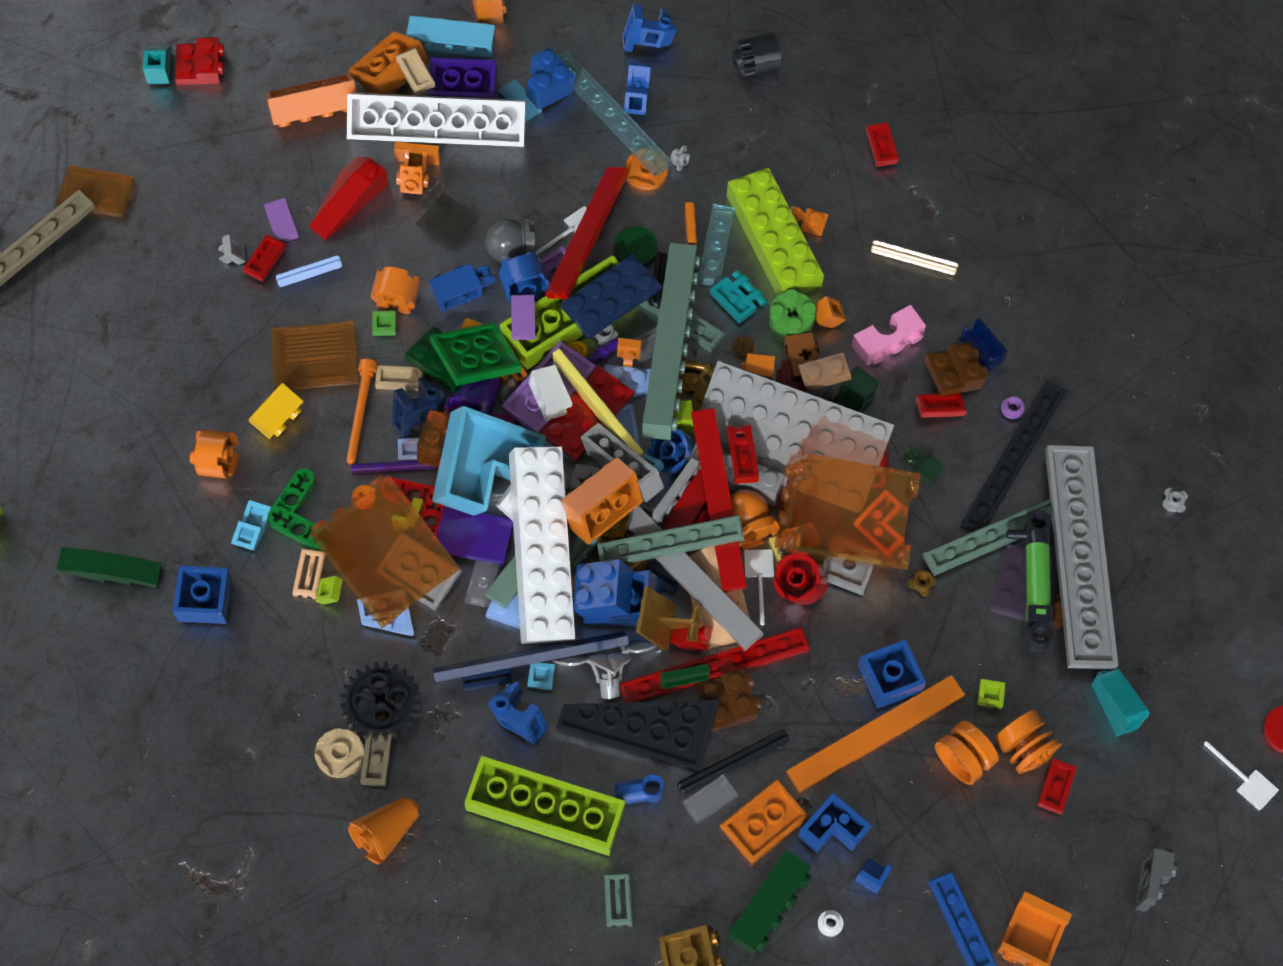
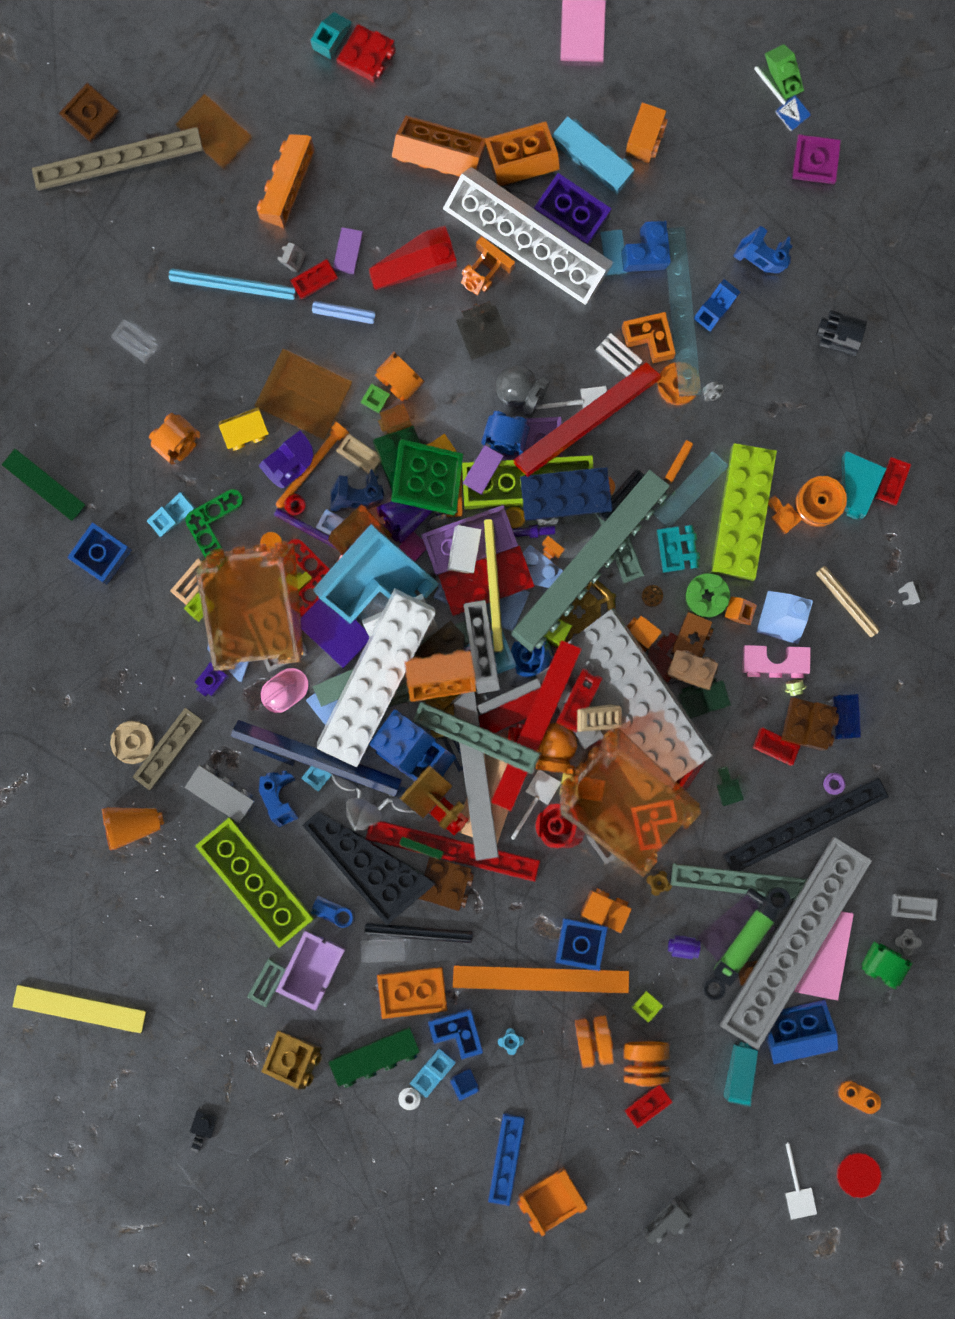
camera: 40 degrees right, 20 degrees up
(124, 400) = (148, 352): none -> clear tile
(188, 191) = (286, 180): none -> orange slope
(189, 302) = (232, 284): none -> medium azure axle
(336, 413) = (288, 460): none -> dark purple brick
(369, 446) = (300, 506): none -> red plate
(384, 638) = (219, 679): none -> dark purple brick
(395, 684) = (162, 734): black gear -> none
(413, 328) = (394, 419): none -> clear orange brick
(415, 71) = (534, 180): tan tile -> none
(456, 745) = (221, 793): none -> light grey brick
(459, 618) = (284, 690): none -> bright pink piece
(460, 286) = (455, 401): blue brick -> none
(580, 172) = (621, 346): none -> white tile
(597, 137) = (651, 330): none -> orange brick
(638, 242) = (622, 451): dark green tile -> none
(653, 855) = (310, 970): none -> lavender piece
(774, 456) = (600, 717): none -> tan slope
(834, 188) = (832, 496): none -> orange wheel
(835, 885) = (432, 1073): none -> medium azure slope
(855, 160) = (860, 483): none -> teal slope
(869, 296) = (784, 616): none -> light blue slope
(888, 627) = (606, 911): none -> orange brick
(894, 803) = (511, 1035): none -> medium azure plate
(921, 348) = (795, 687): none -> yellowish green plate
(963, 216) = (915, 592): none -> light grey tile
(985, 622) = (684, 947): none -> dark purple brick
(1124, 567) = (826, 969): none -> bright pink tile
(1146, 632) = (802, 1033): none -> blue slope
(1157, 469) = (914, 907): none -> light grey tile
(1172, 525) = (886, 964): none -> green brick
(1237, 660) = (859, 1097): none -> orange plate

